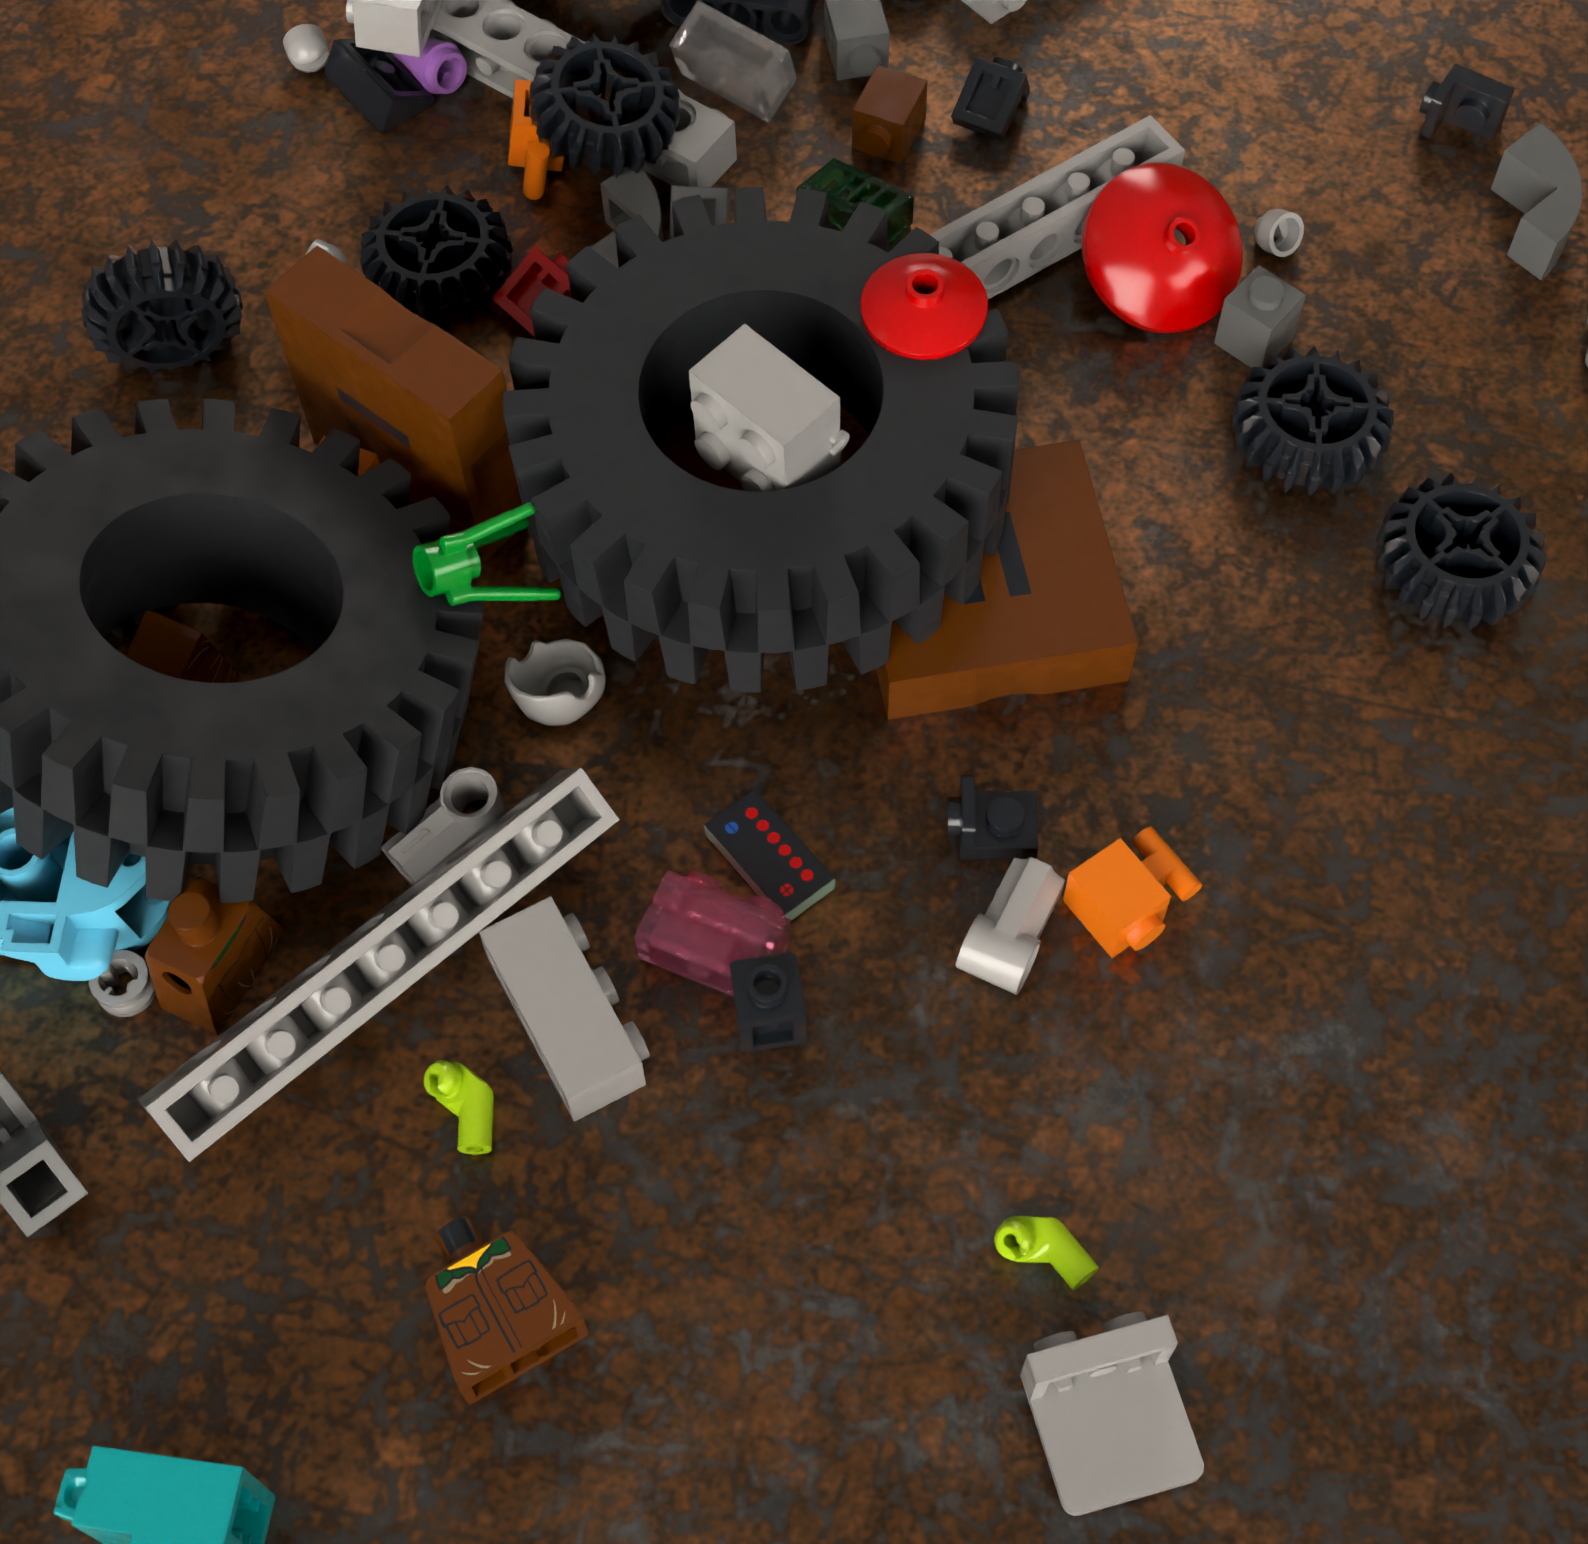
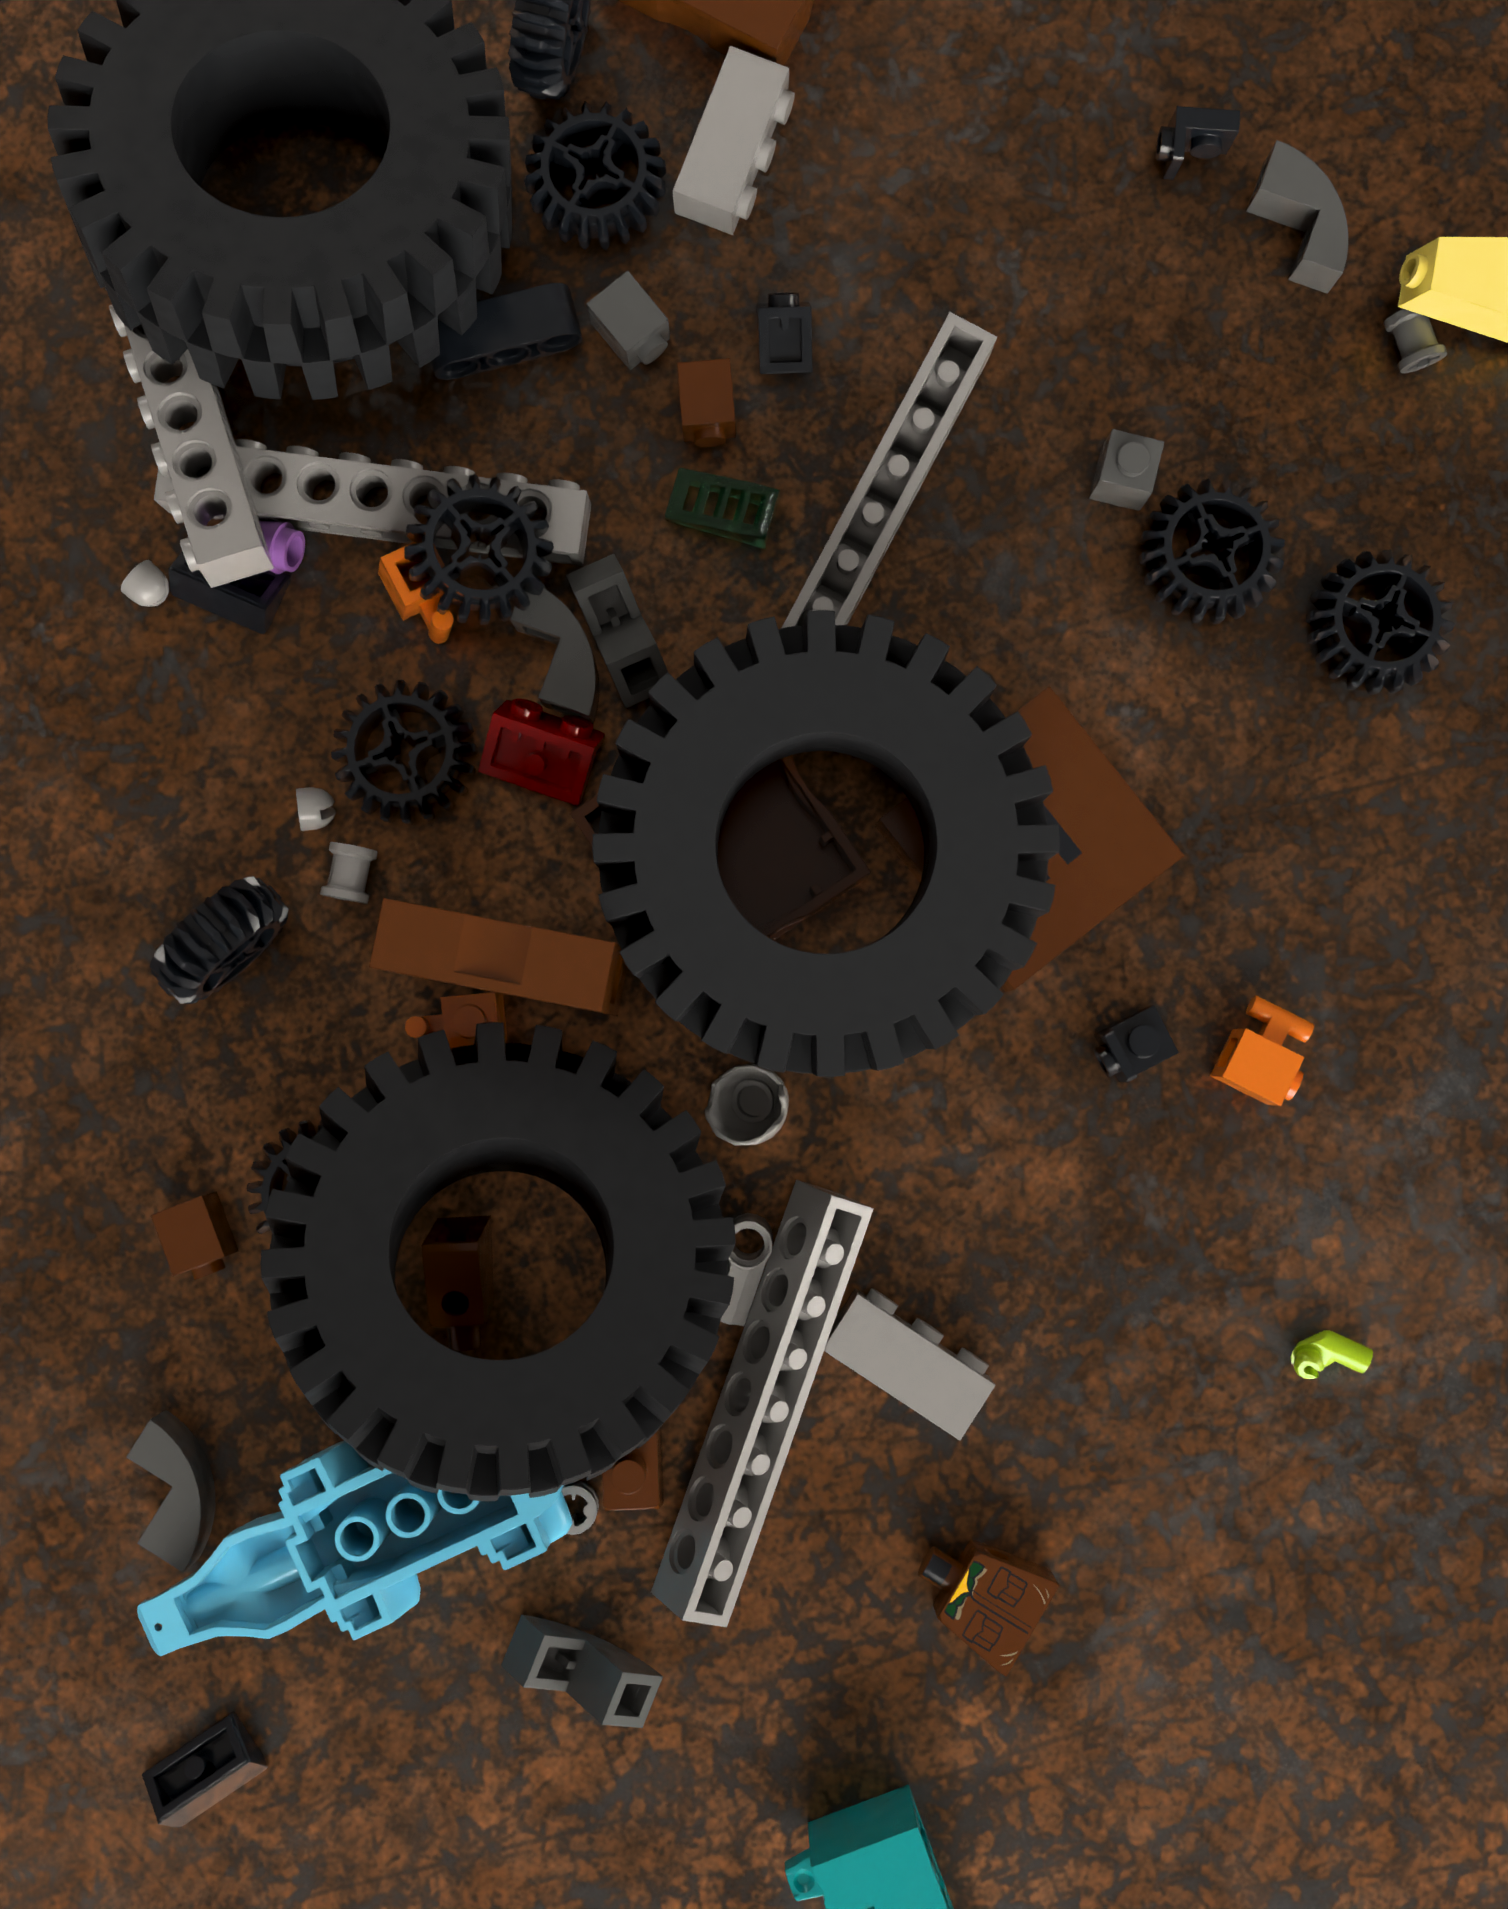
camera: 30 degrees left, 25 degrees up
(453, 562) = (660, 1116): green plant -> none
(468, 1099) = (875, 1458): lime arm -> none
(702, 929) = (984, 1250): clear pink brick -> none
(733, 61) = (543, 418): clear brick -> none
(763, 415) = (849, 876): light grey brick -> none
(768, 1002) = (1056, 1288): black bracket -> none
(769, 855) = (983, 1159): black tile -> none
(919, 323) = (910, 724): red dish -> none
(1006, 938) = (1192, 1143): light grey piece -> none
(1111, 1413) = (1431, 1451): light grey bracket -> none
(1141, 265) = (994, 439): red dish -> none
(1284, 226) = (1096, 360): light grey hinge -> none

